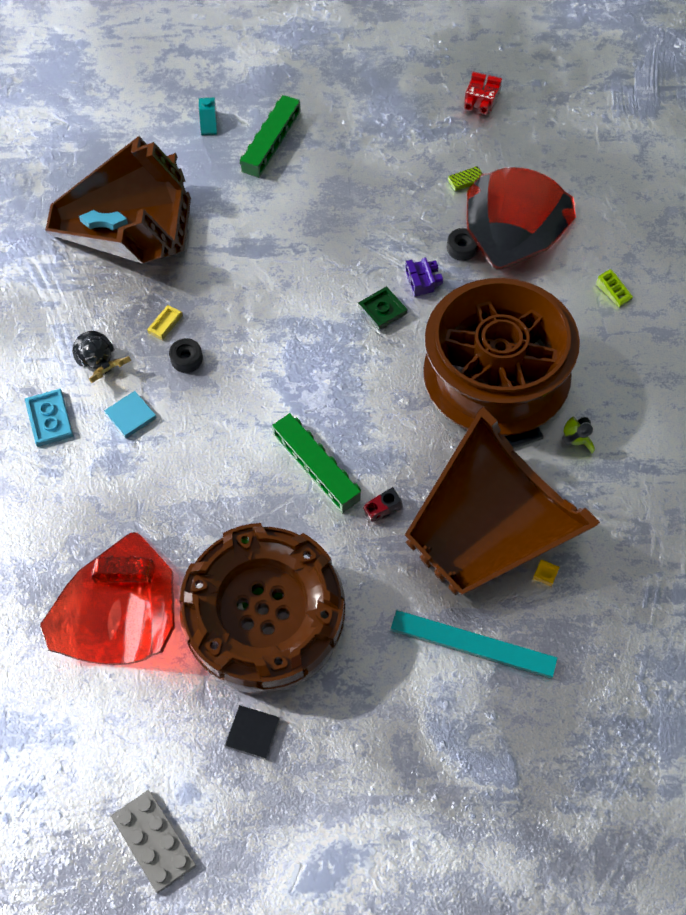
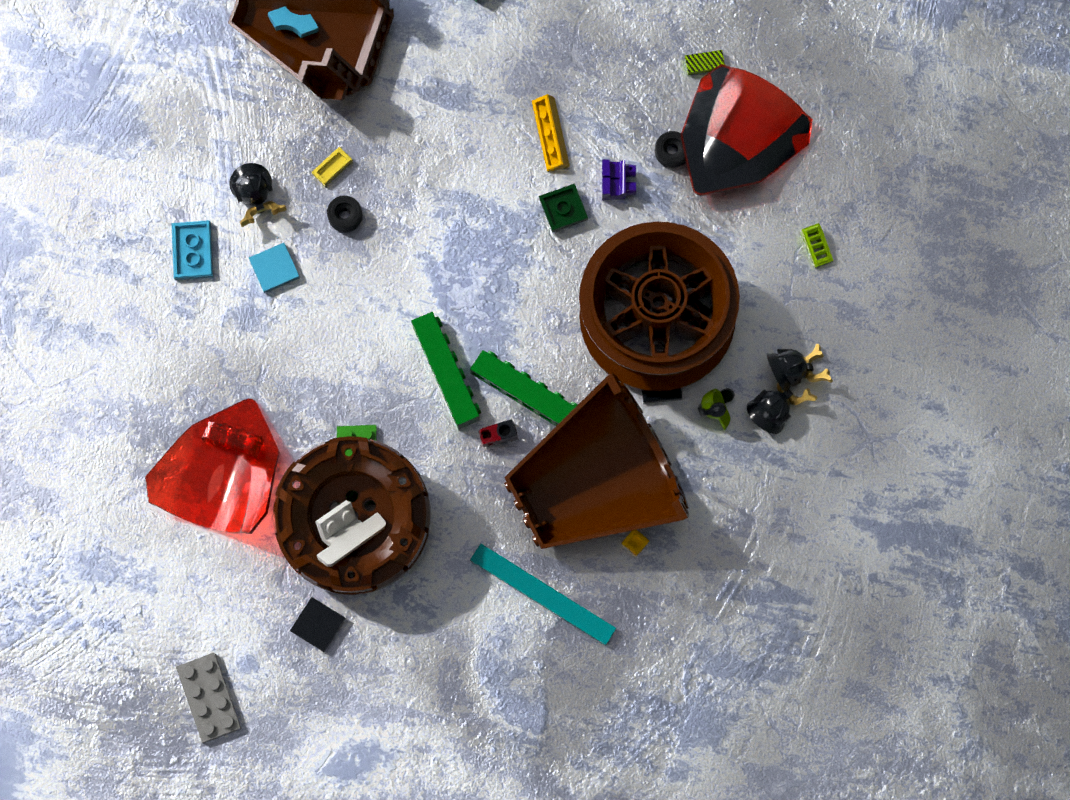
camera: 15 degrees right, 15 degrees up
(259, 623) = (345, 533): none -> white plate
(352, 256) = (550, 133): none -> yellow slope
(391, 461) = (521, 388): none -> green brick
(632, 420) = (772, 408): none -> black helmet
(637, 383) = (791, 367): none -> black helmet

